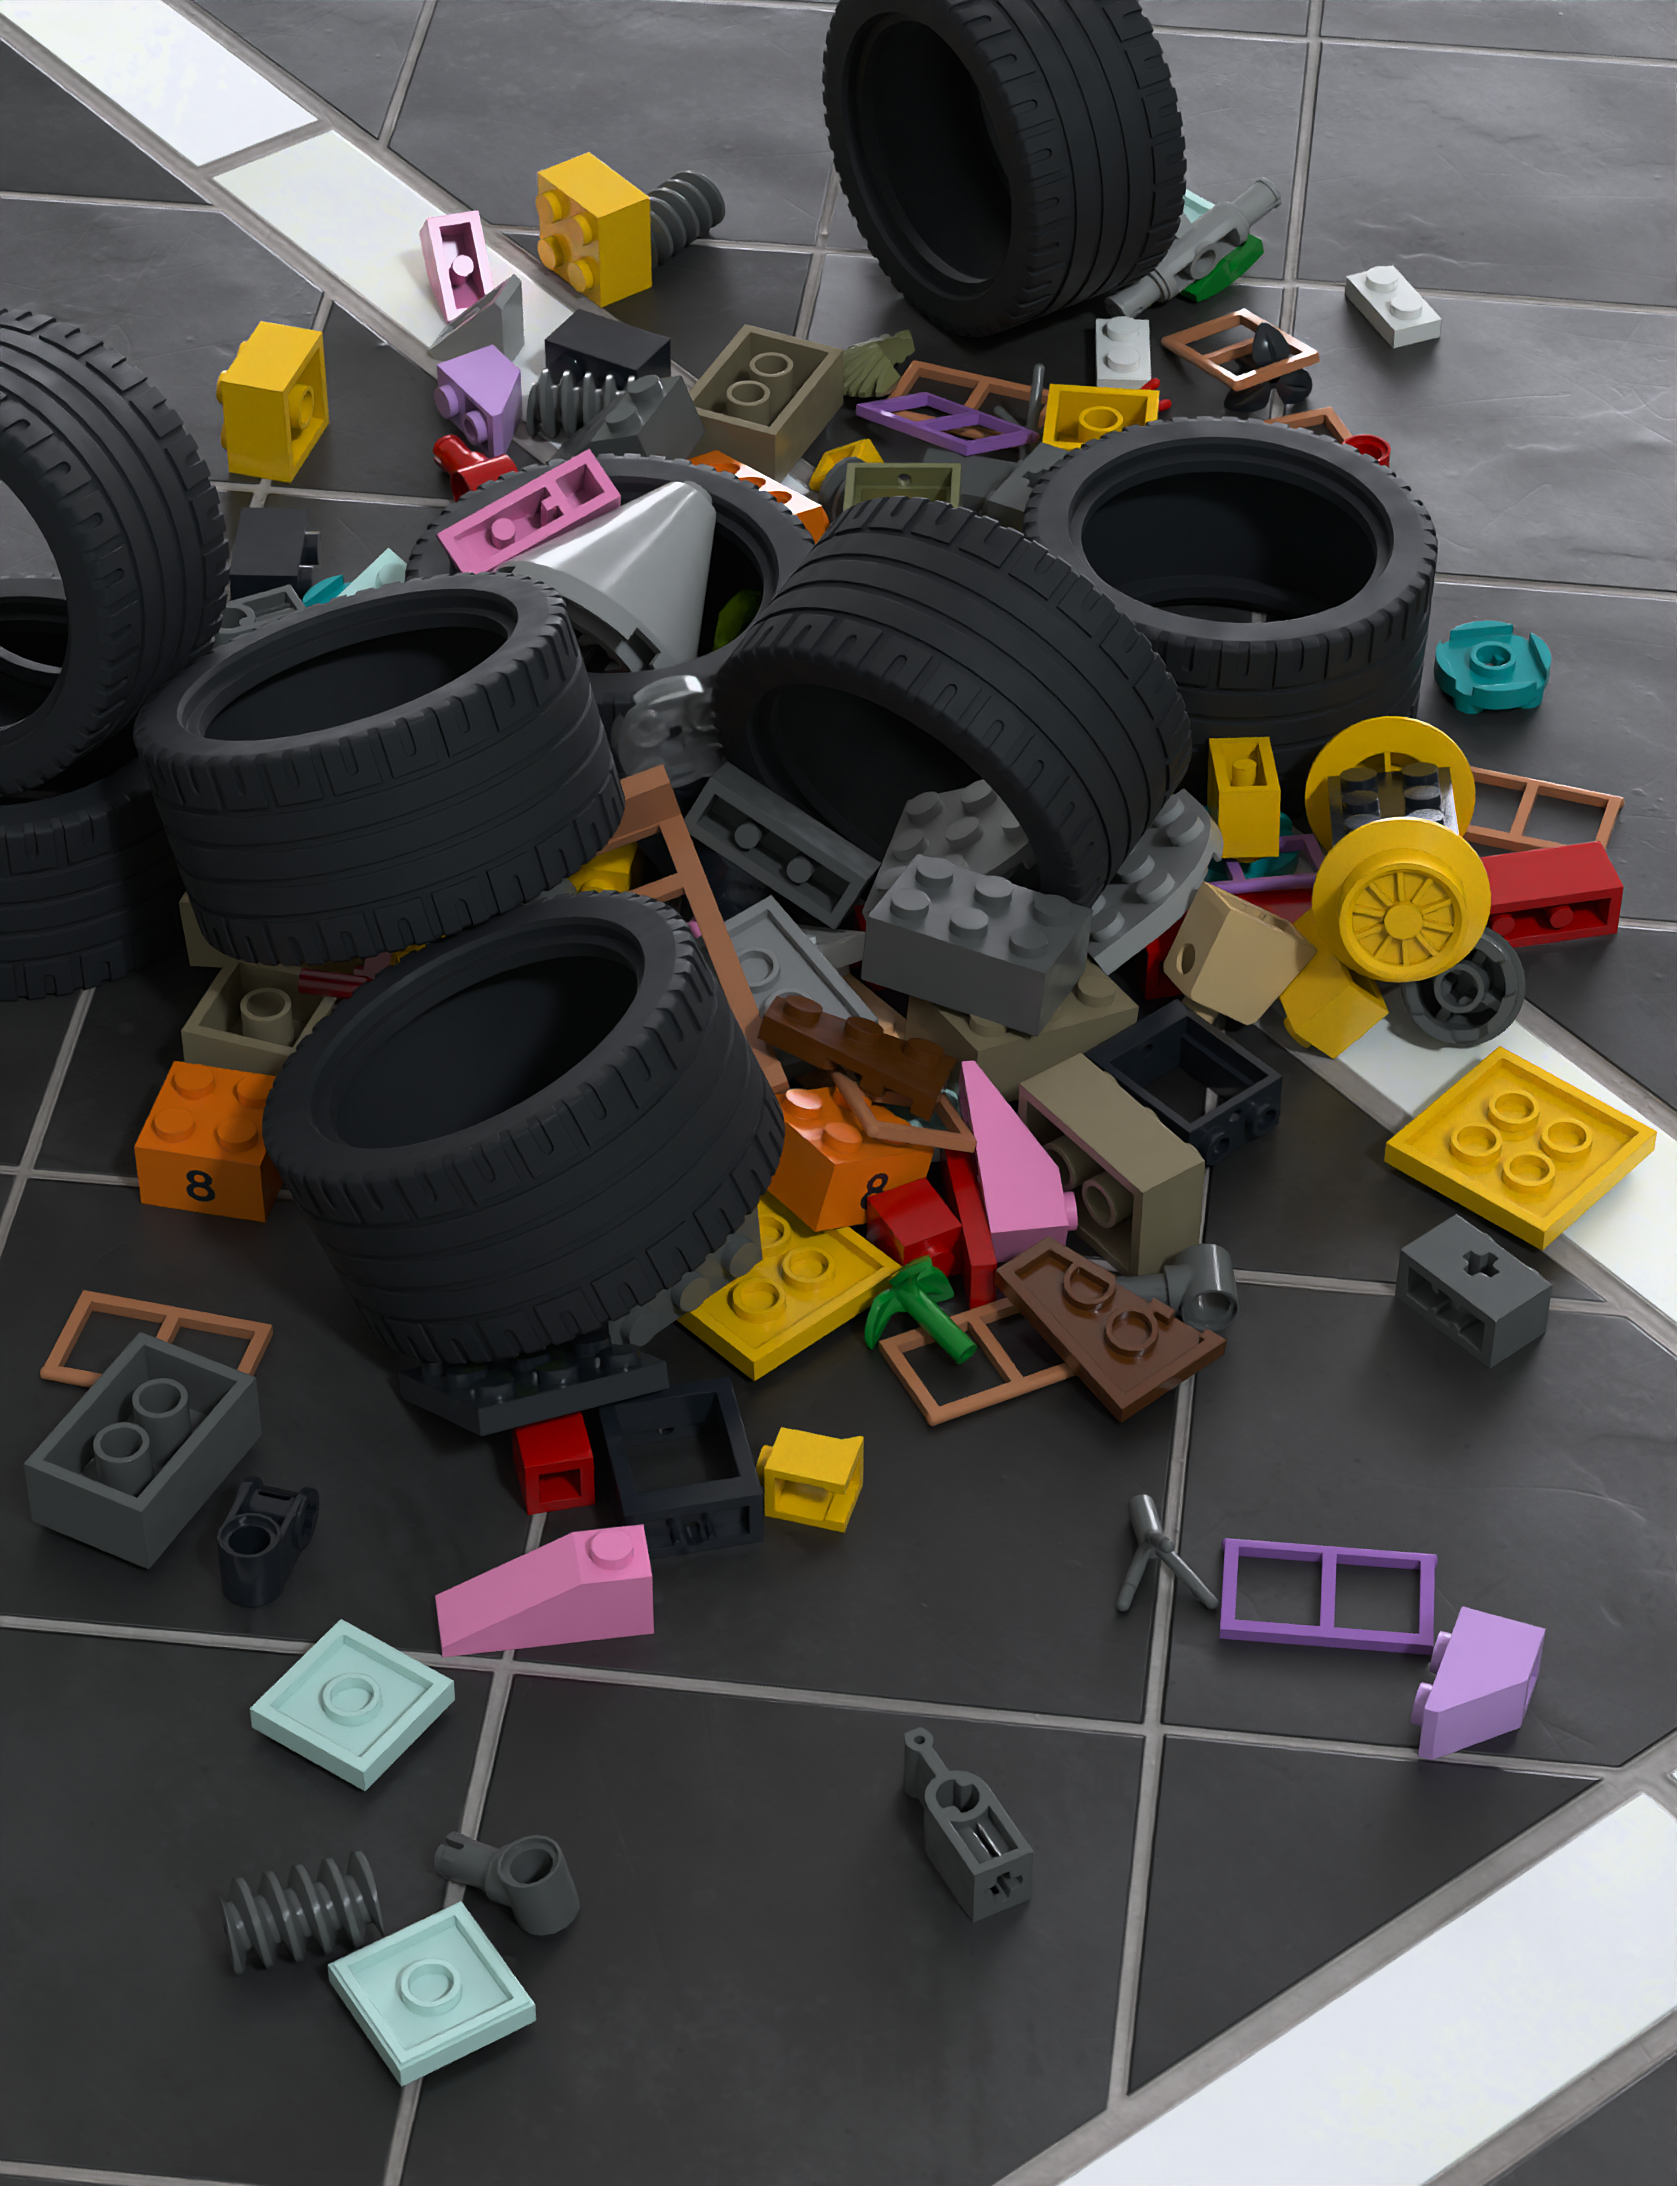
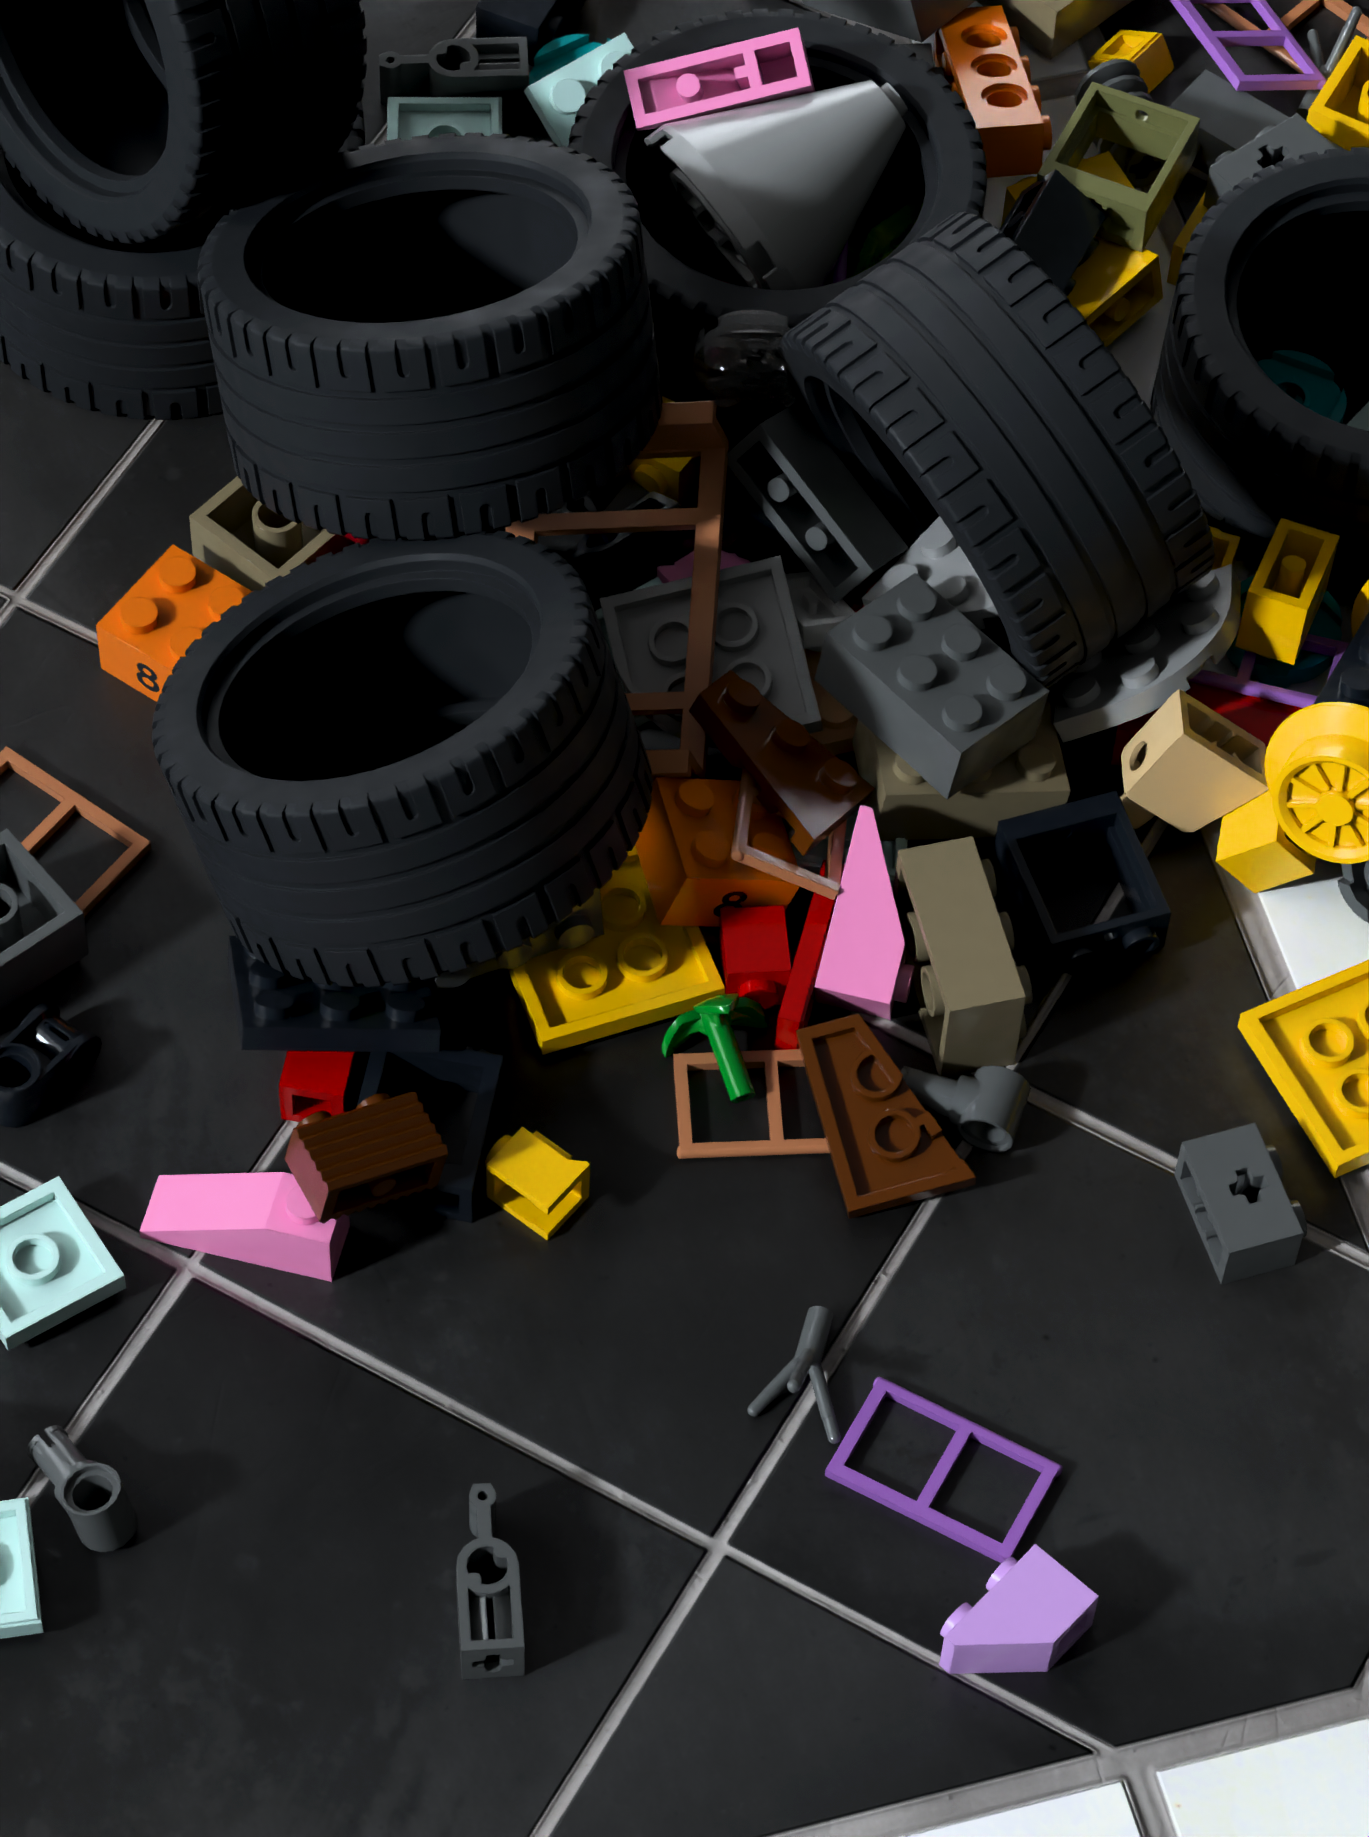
camera: 20 degrees right, 15 degrees up
(654, 1482) = (365, 1155): none -> reddish brown brick

